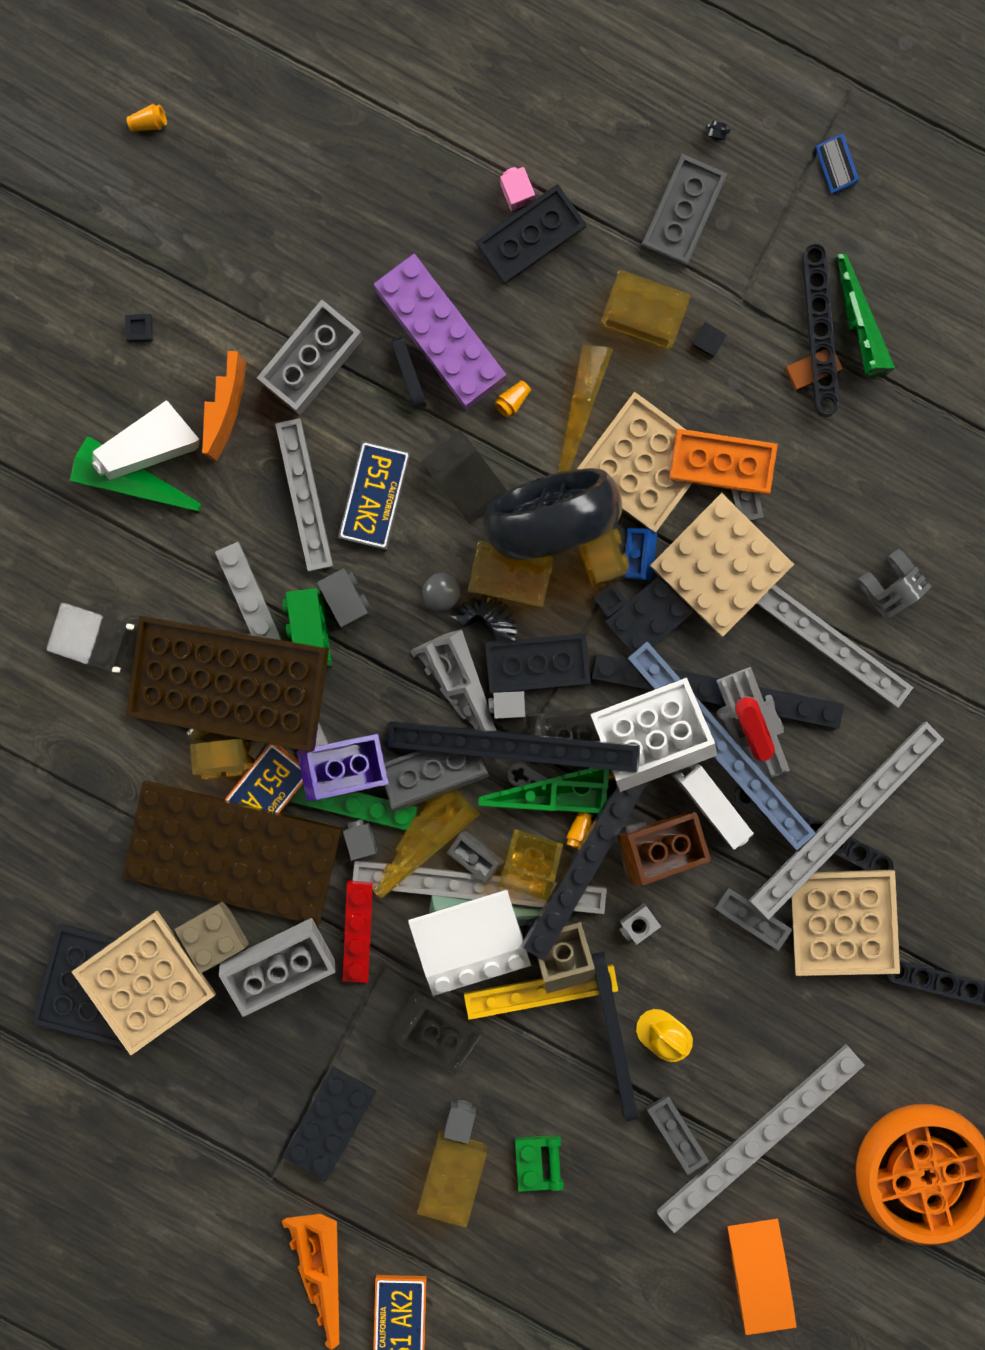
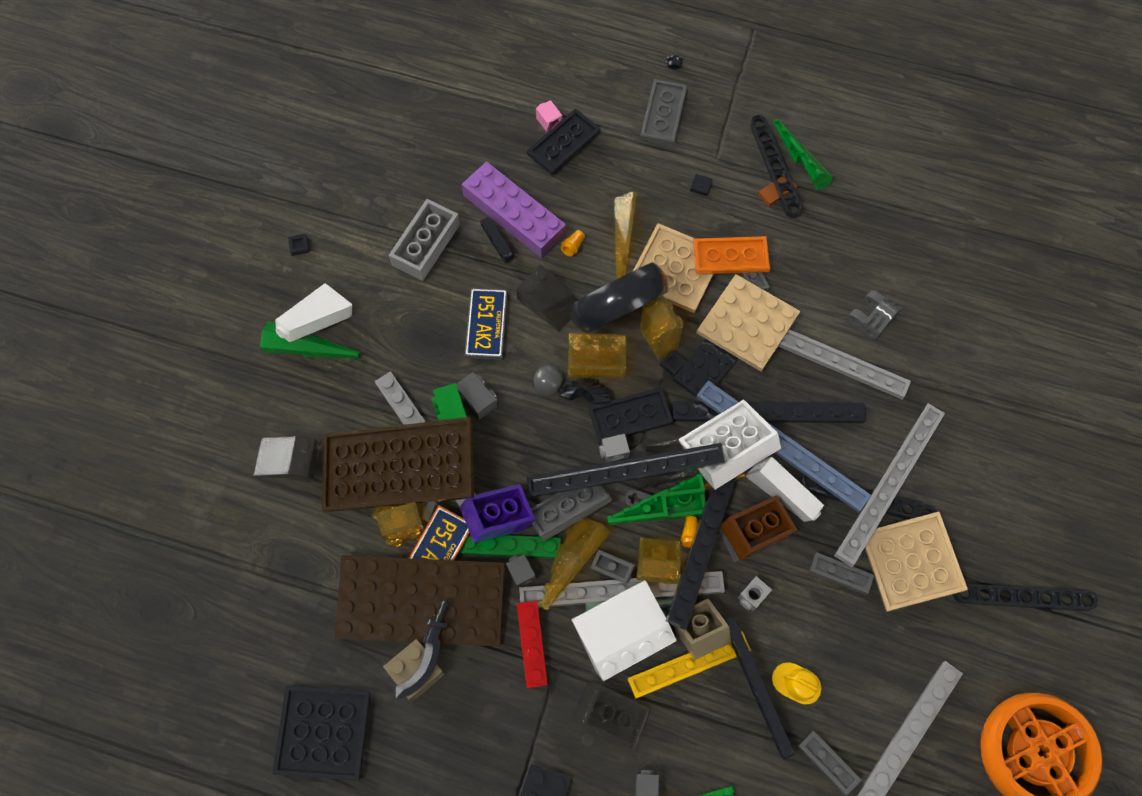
camera: 15 degrees left, 20 degrees down
(143, 983) = (362, 718): tan plate -> none
(149, 118) = (289, 116): light orange cone -> none
(222, 413) = (367, 280): orange slope -> none
(231, 930) = (430, 656): none -> black sword
(277, 967) = (471, 683): light grey brick -> none
(304, 495) = (435, 332): light grey plate -> none
(453, 668) = (569, 433): light grey wedge -> none
(640, 552) = (689, 335): blue slope -> none
(645, 309) = (652, 171): clear yellow brick -> none
(757, 720) = (804, 418): light grey piece -> none
(837, 164) = (758, 68): slope -> none

